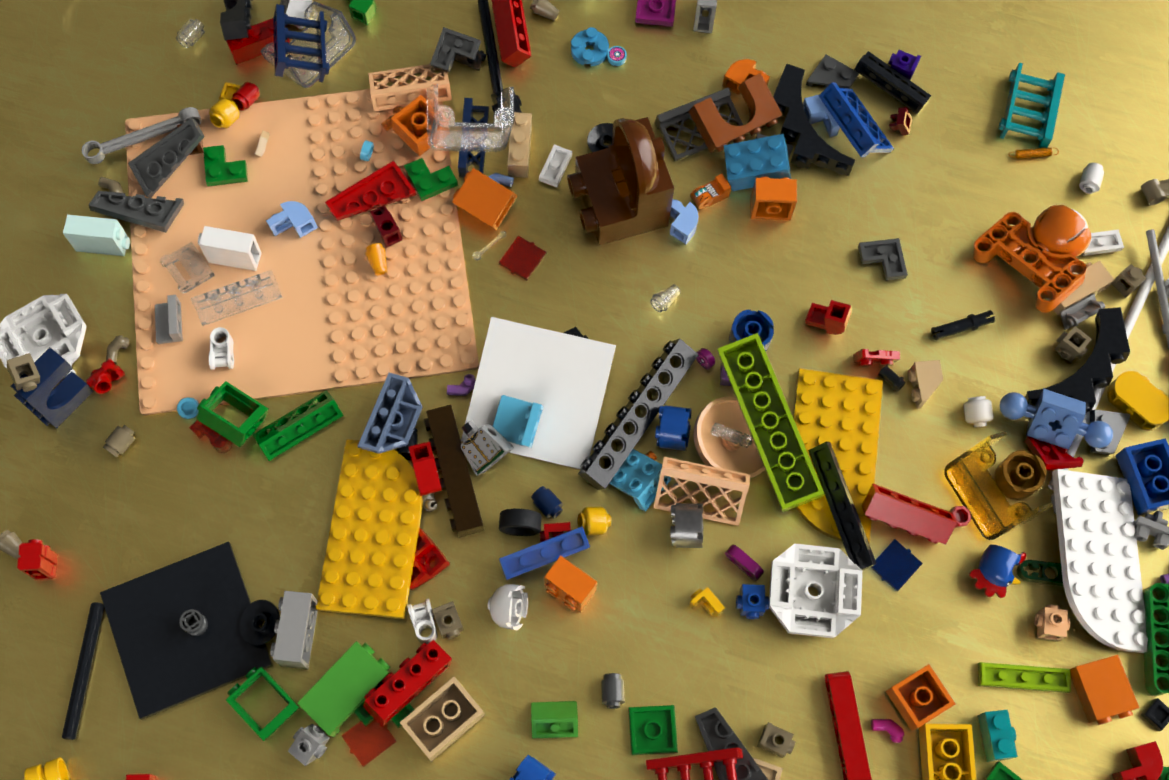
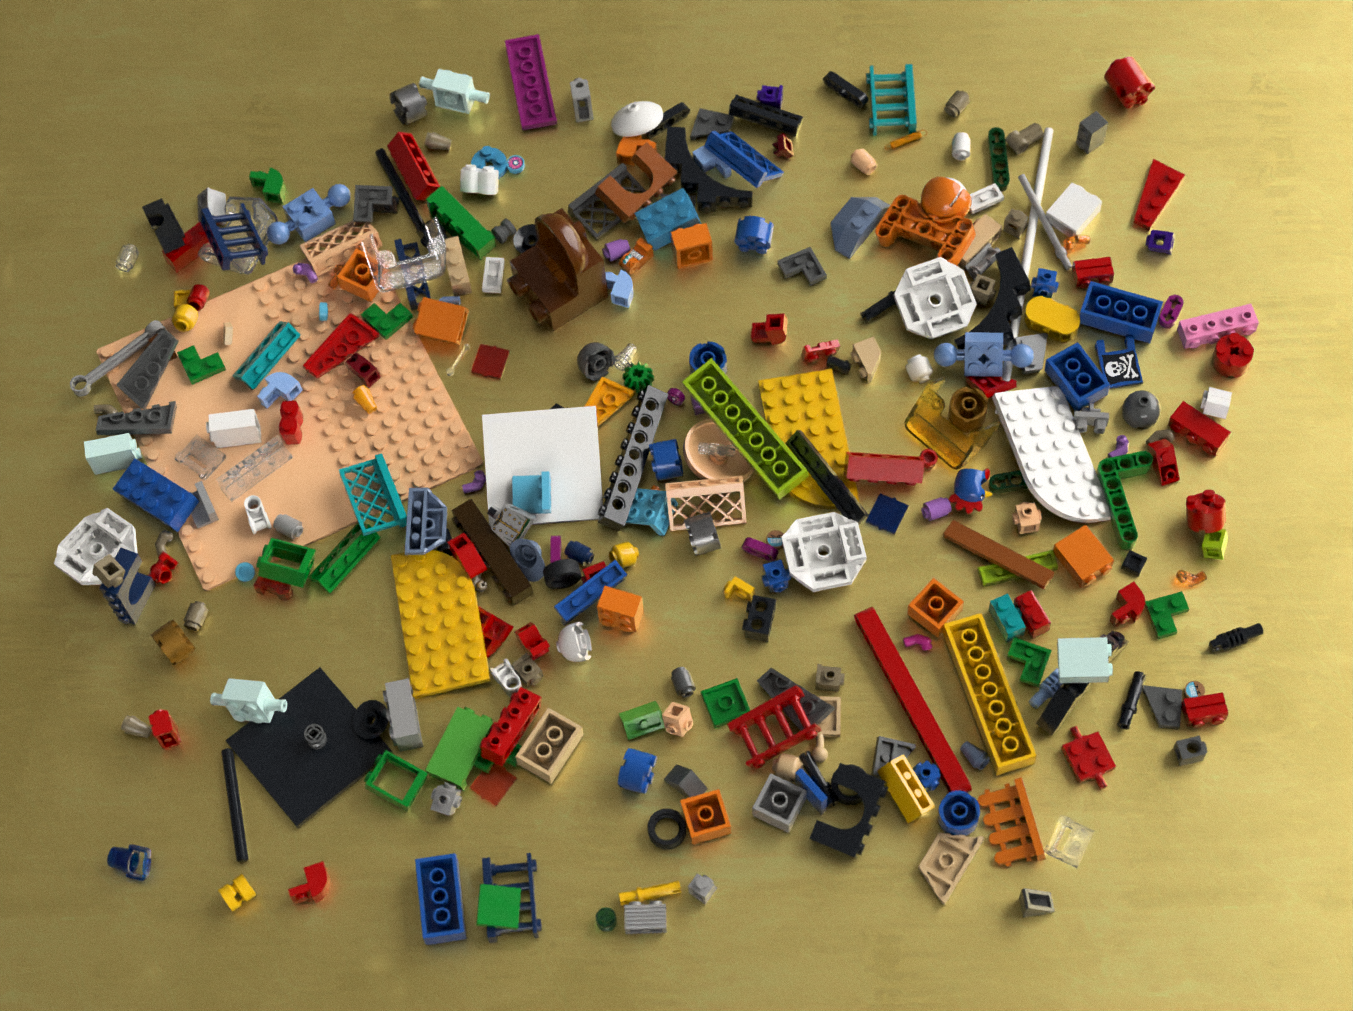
camera: 10 degrees left, 5 degrees down
(82, 464) = (173, 642): none -> pearl gold brick
(125, 295) = (156, 495): none -> blue brick
(135, 559) = (248, 701): none -> light aqua brick
(249, 372) = (288, 526): none -> light grey brick
(290, 261) = (291, 422): none -> red brick
(293, 179) = (267, 354): none -> teal fence
(364, 101) = (305, 269): none -> medium lavender arm
(367, 368) = (387, 486): none -> teal fence
(388, 44) = (309, 214): none -> medium blue brick
(463, 588) = (532, 641): none -> red brick
(490, 491) = (528, 558): none -> sand blue piece
(522, 491) = (556, 549): none -> magenta beam
(538, 100) = (460, 223): none -> green wedge
(573, 61) = (479, 180): none -> white brick
(581, 122) = (503, 231): none -> dark grey wheel
(592, 736) = (677, 719): none -> light nougat brick
(632, 292) = (595, 360): none -> dark grey cylinder
(632, 338) = (608, 398): none -> light orange wing
(679, 321) = (631, 376): none -> green gear
(692, 178) = (615, 249): none -> medium lavender brick
(724, 645) = (762, 618): none -> black brick
(757, 45) = (636, 118): none -> white dish
(764, 555) = (774, 539): none -> tile
(787, 56) = (670, 118): none -> black beam
(843, 206) = (753, 234): none -> blue brick
(952, 578) = (936, 508): none -> medium lavender brick
(955, 227) = (856, 223): none -> sand blue wedge
(982, 163) = (863, 161): none -> light nougat brick
(985, 80) = (845, 89): none -> black beam
(1009, 656) = (998, 554): none -> dark orange tile
(1028, 741) = (1032, 614): none -> red brick
(1039, 333) = (938, 280): none -> white piece
(1100, 130) = (957, 103): none -> dark tan brick
(1130, 204) = (998, 159): none -> dark green beam
(1144, 358) = (1045, 283): none -> blue brick

